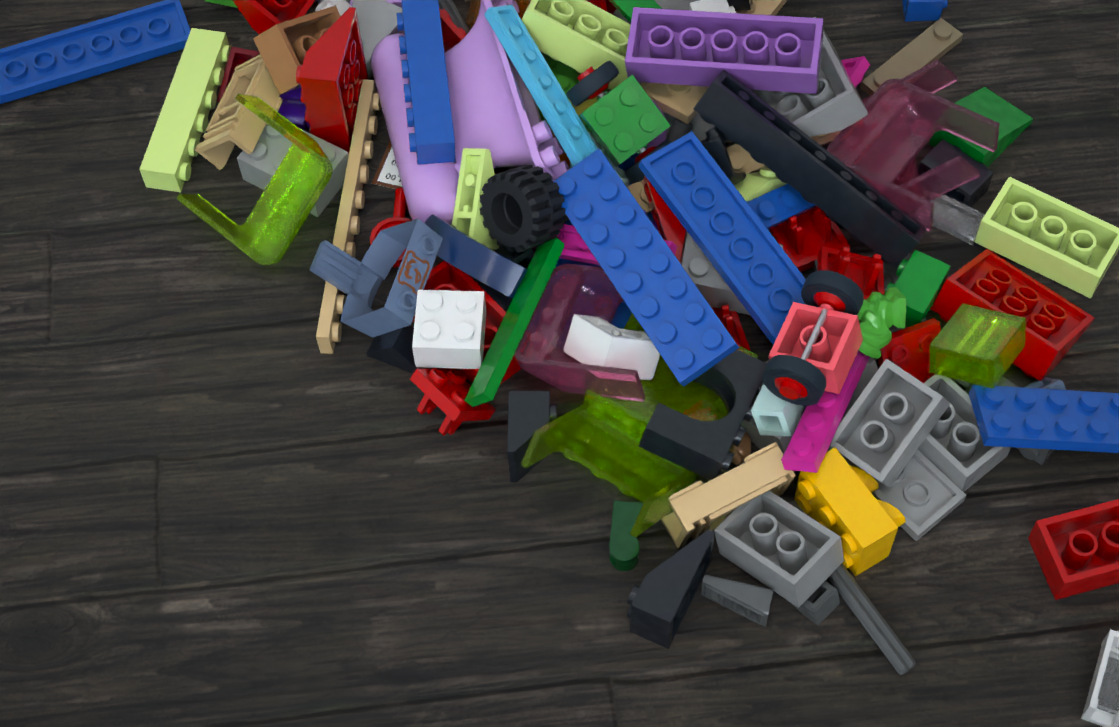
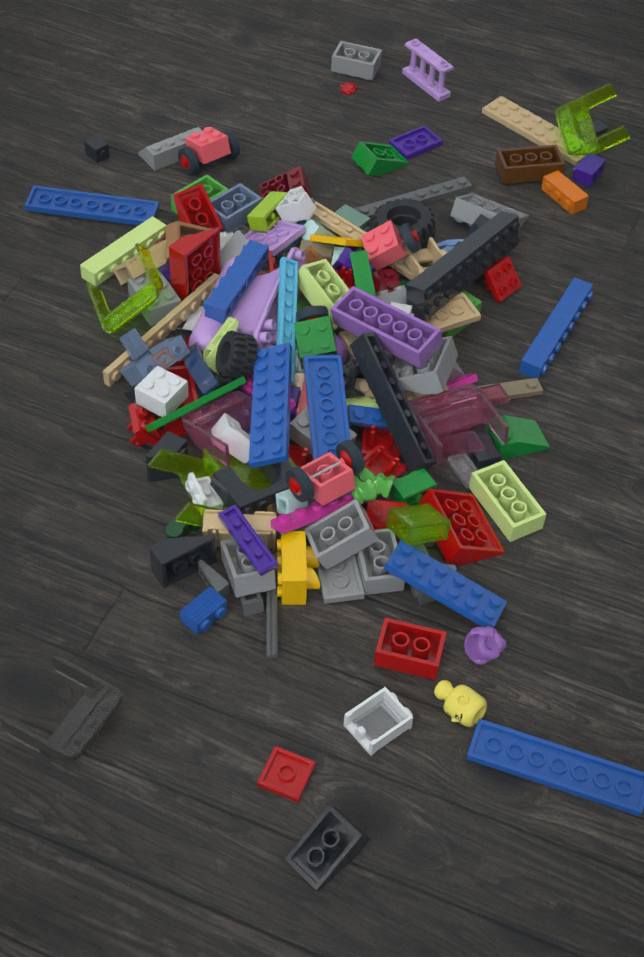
camera: 25 degrees right, 10 degrees down
(382, 179) = (192, 320): none -> white sticker
(626, 463) = (202, 492): none -> white bracket
(762, 655) = (203, 610): none -> blue brick
(772, 511) = (248, 540): none -> dark purple tile

